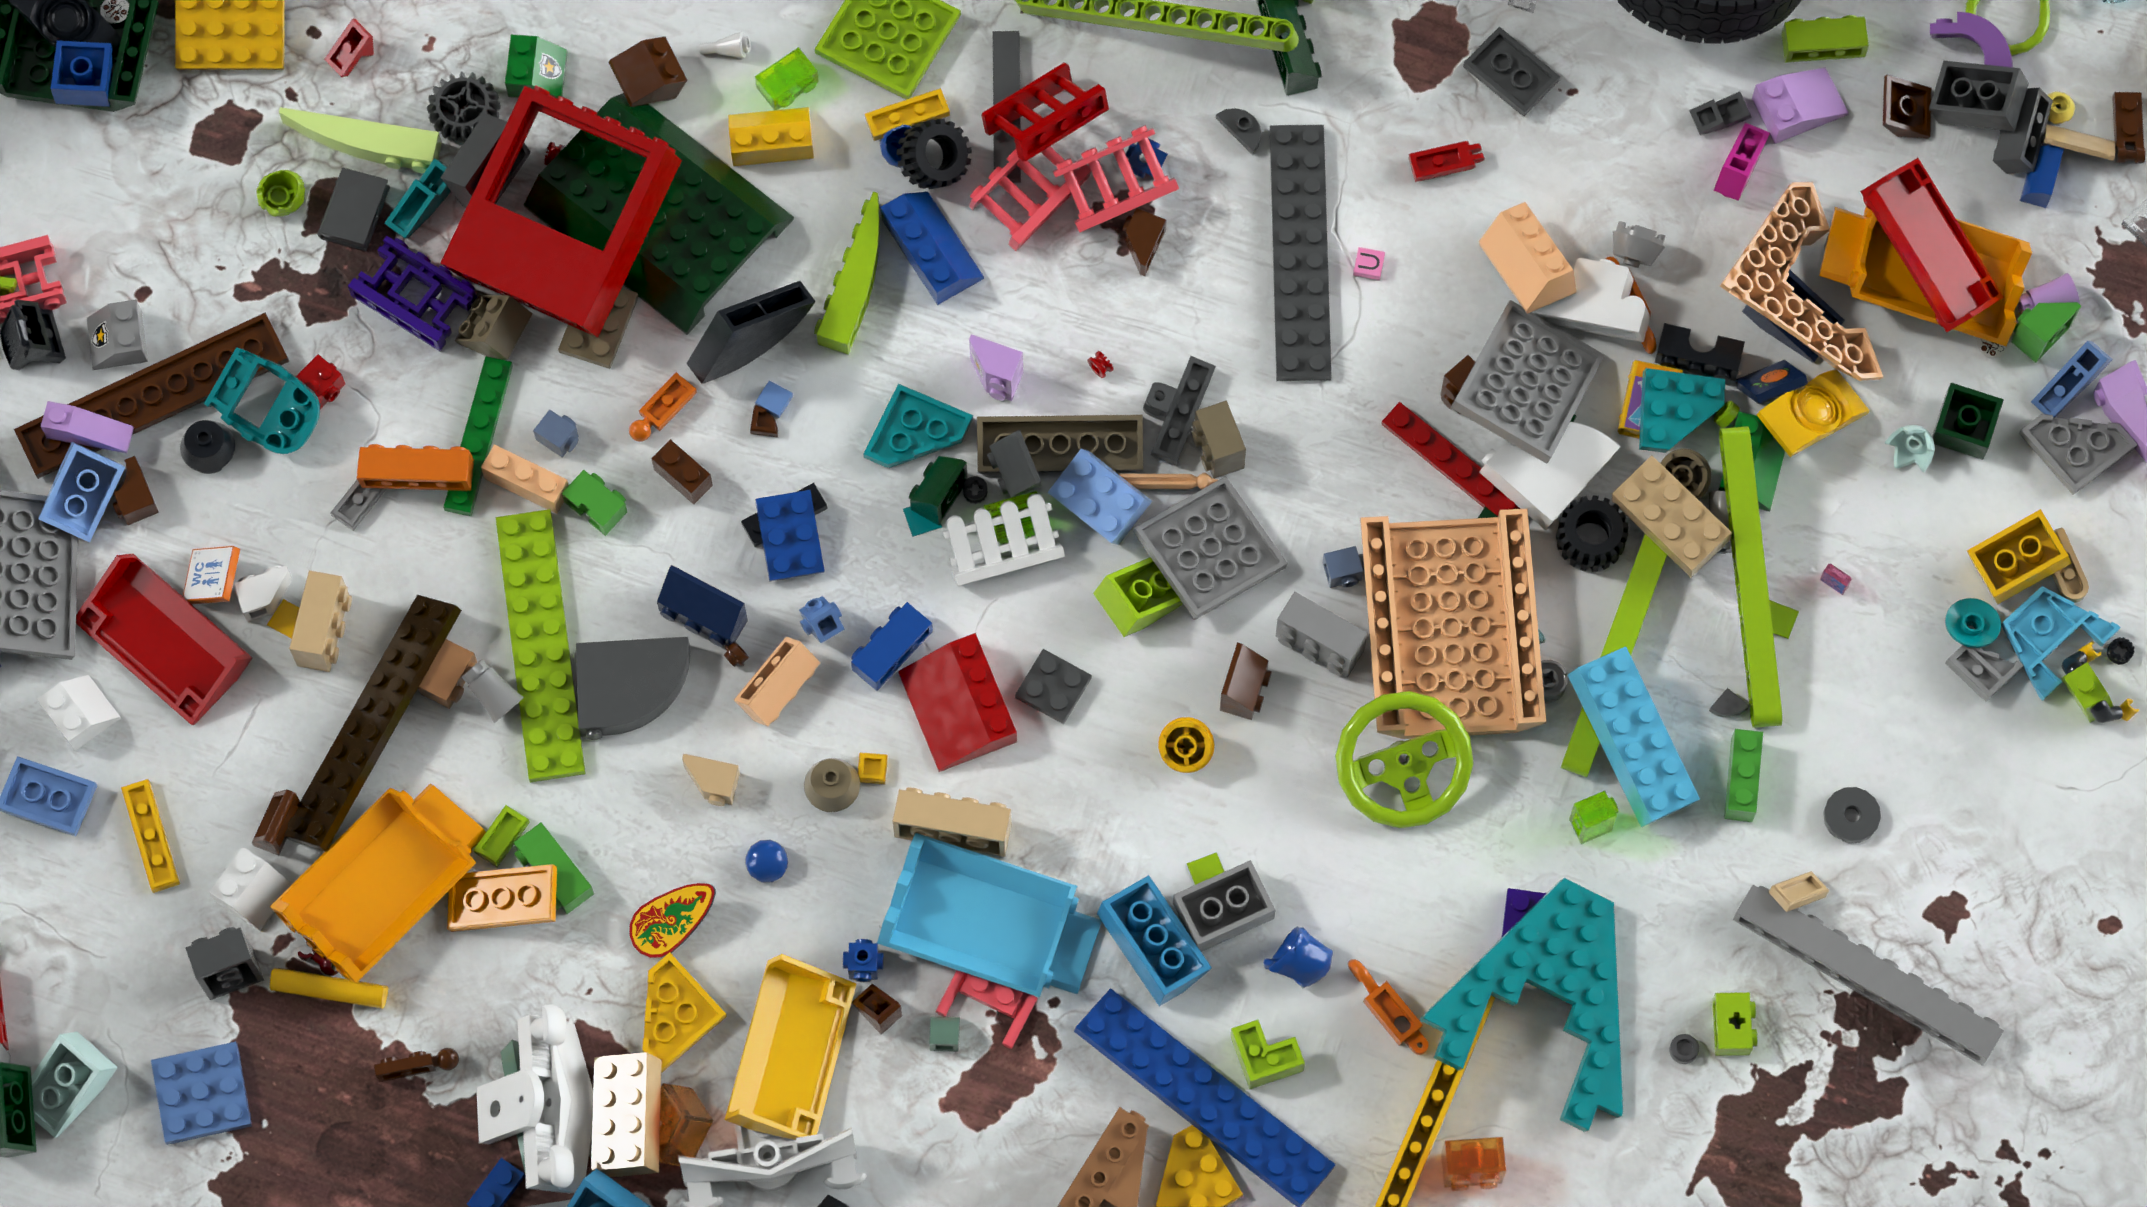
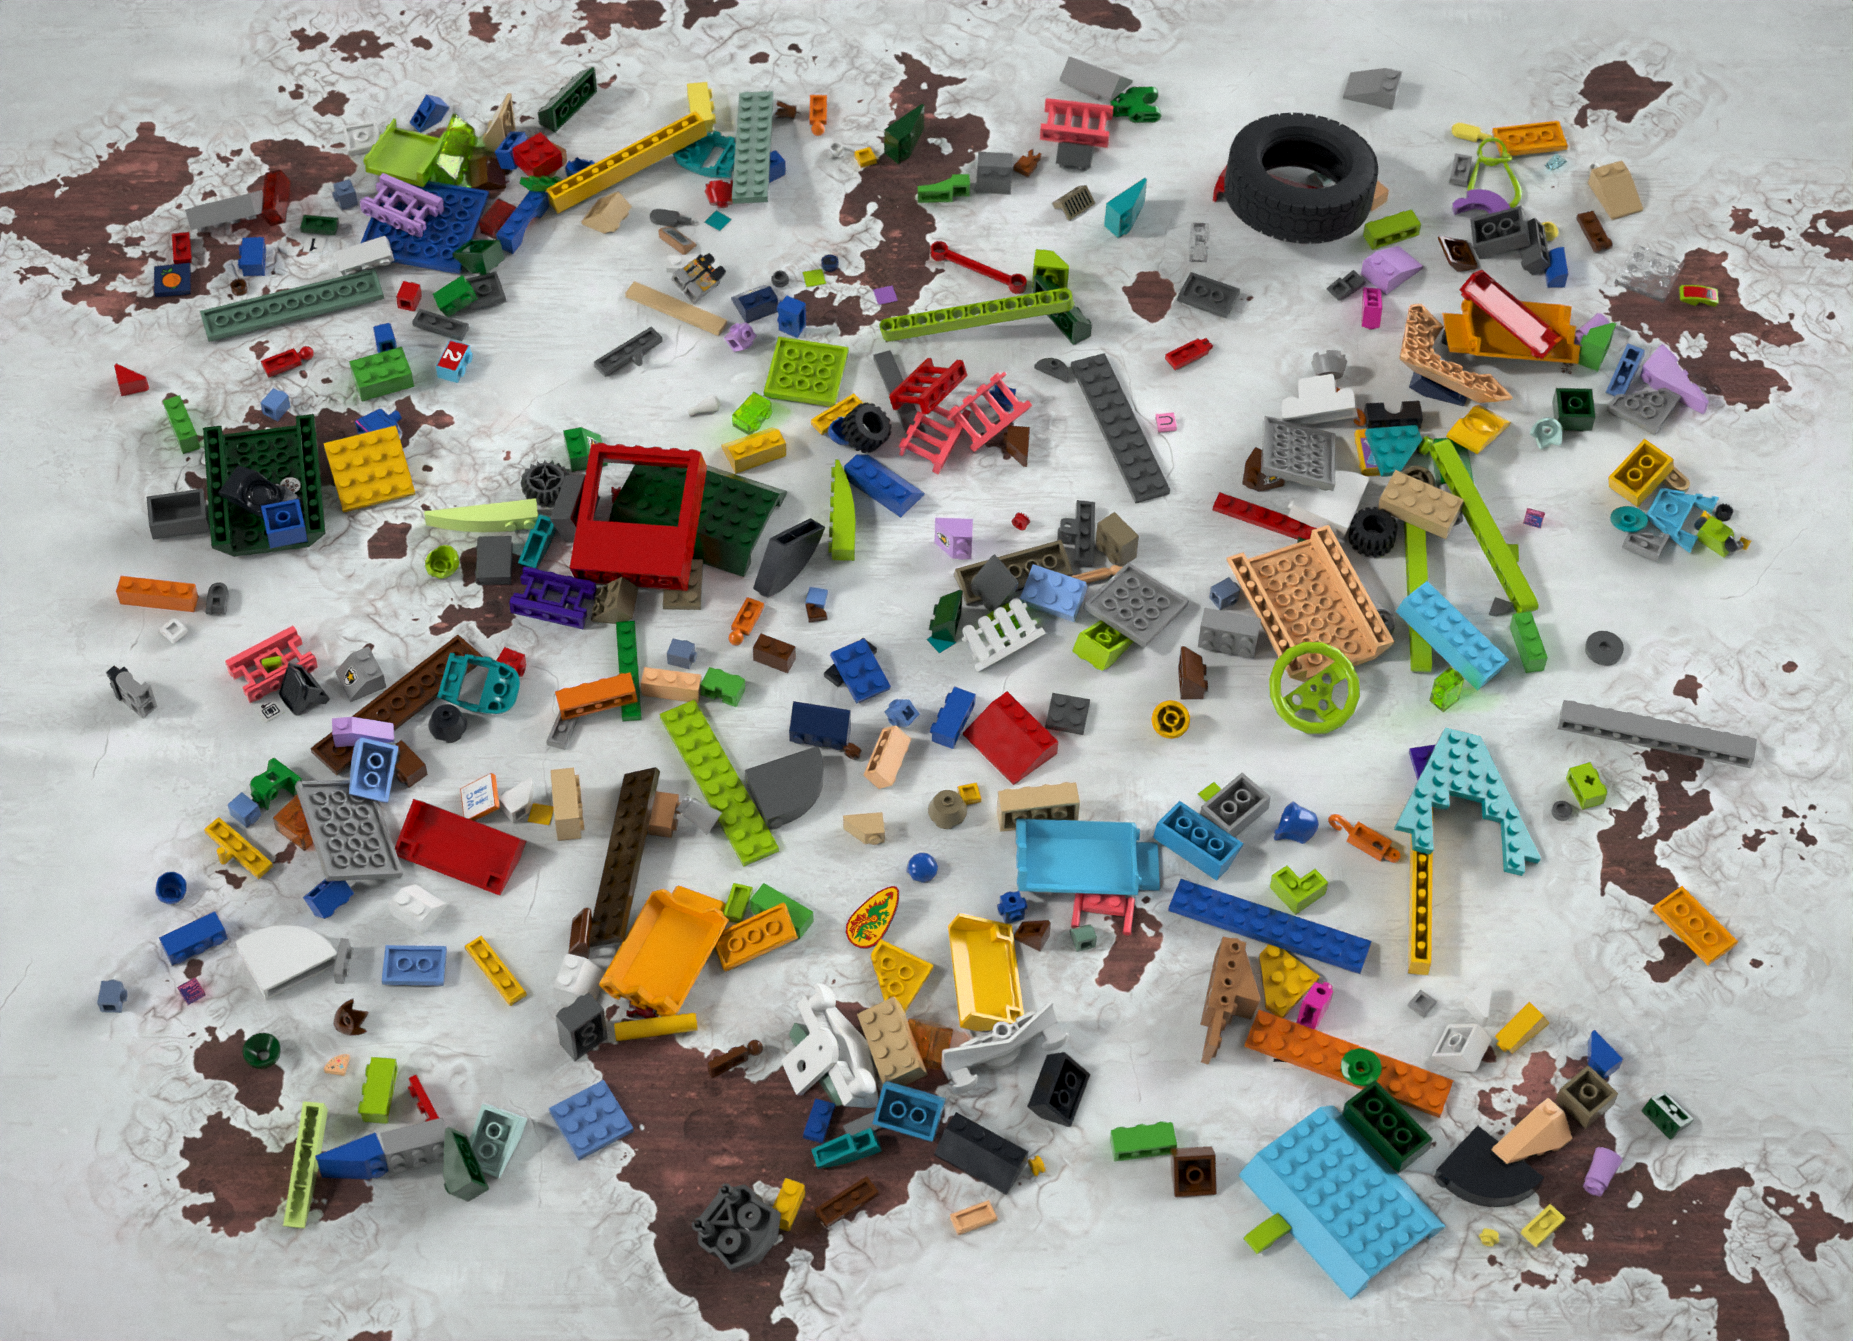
camera: 20 degrees left, 15 degrees down
(349, 48) = (457, 466): red slope -> none
(648, 72) = (662, 429): reddish brown slope -> none
(914, 428) = (916, 588): teal plate -> none
(968, 493) = (971, 609): black bush -> none
(1473, 1163) = (1461, 910): clear orange brick -> none
(1527, 258) = (1267, 388): light nougat slope -> none
(1771, 381) = (1445, 418): dark blue tile -> none
(1798, 891) = (1593, 697): tan tile -> none
(2079, 142) = (1569, 244): tan piece -> none

